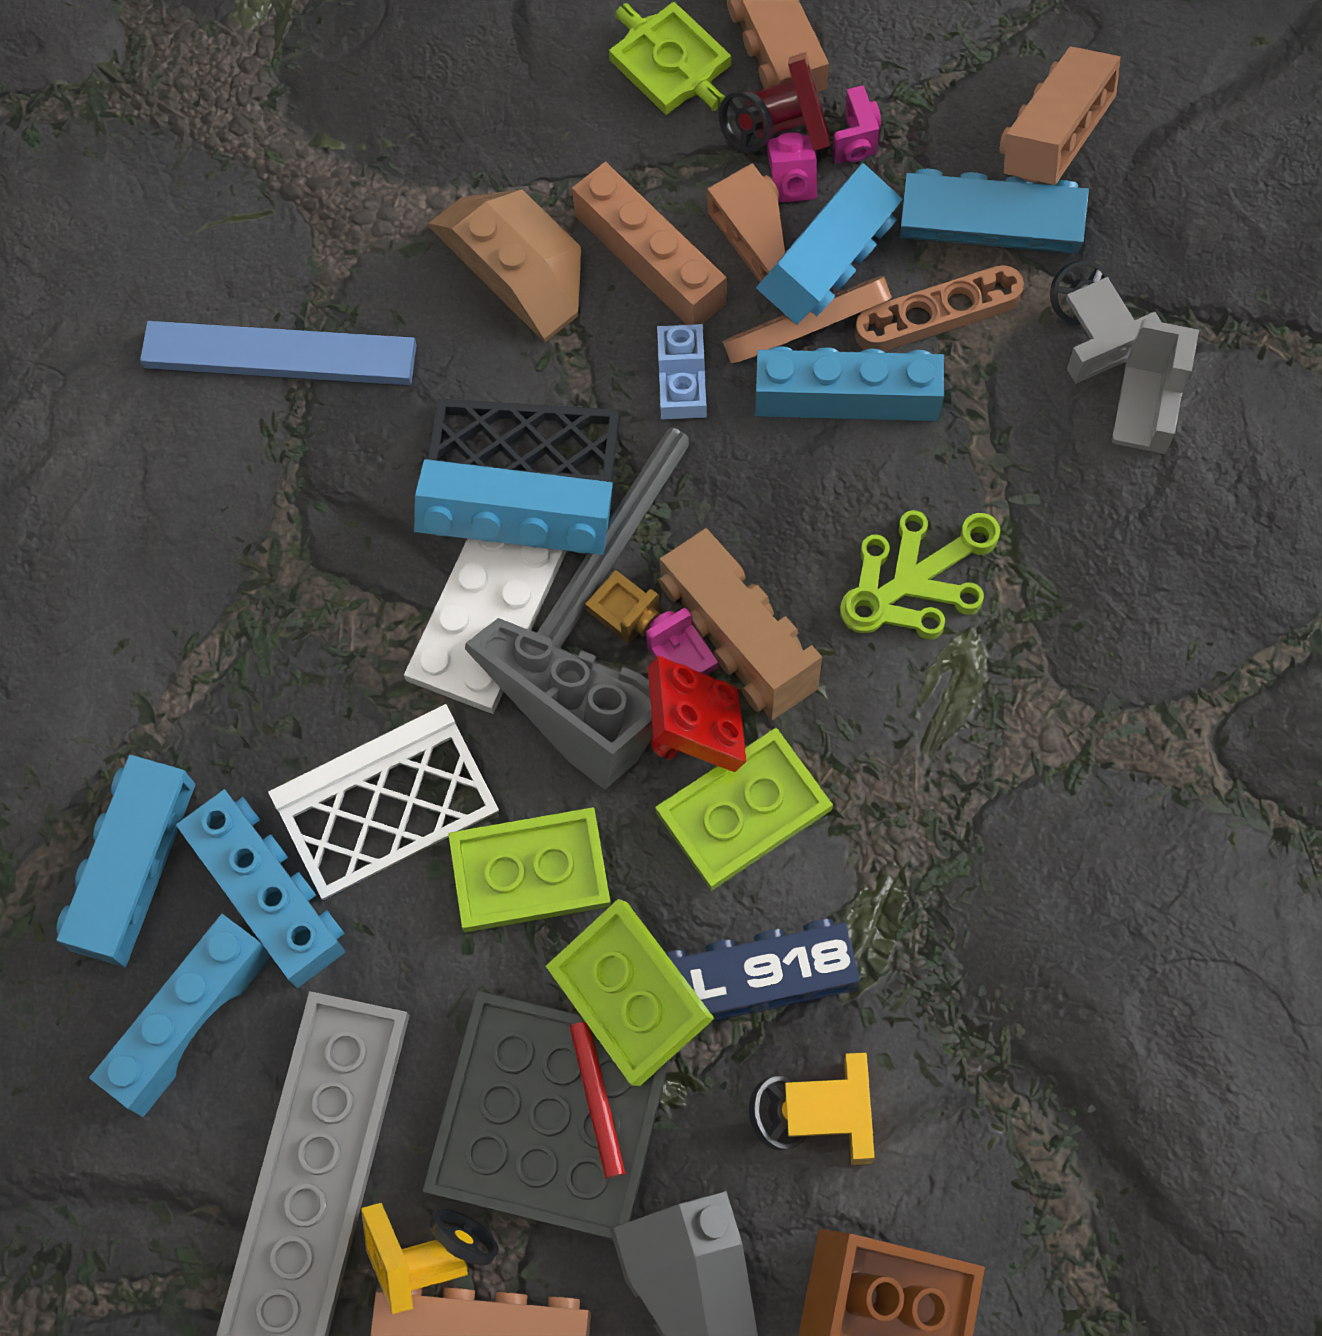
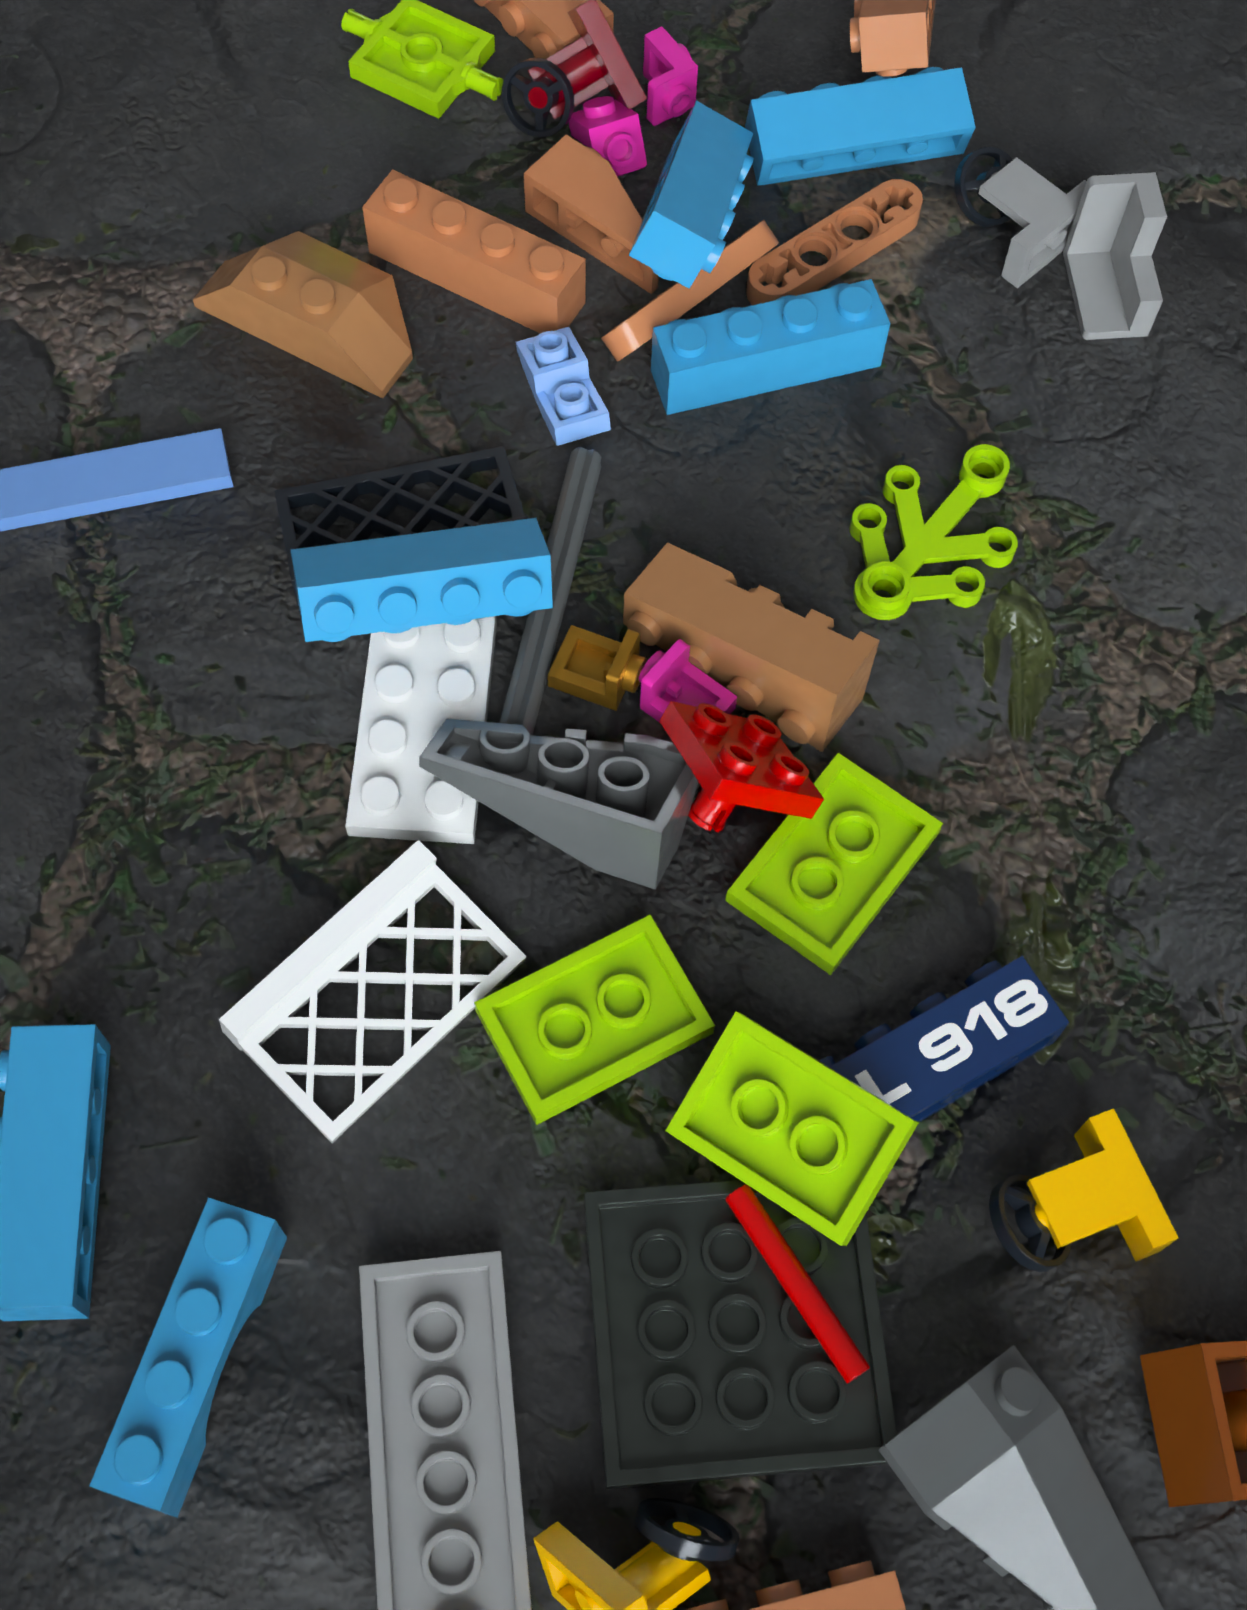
camera: 25 degrees left, 5 degrees down
(261, 888) = (247, 1149): dark azure brick -> none

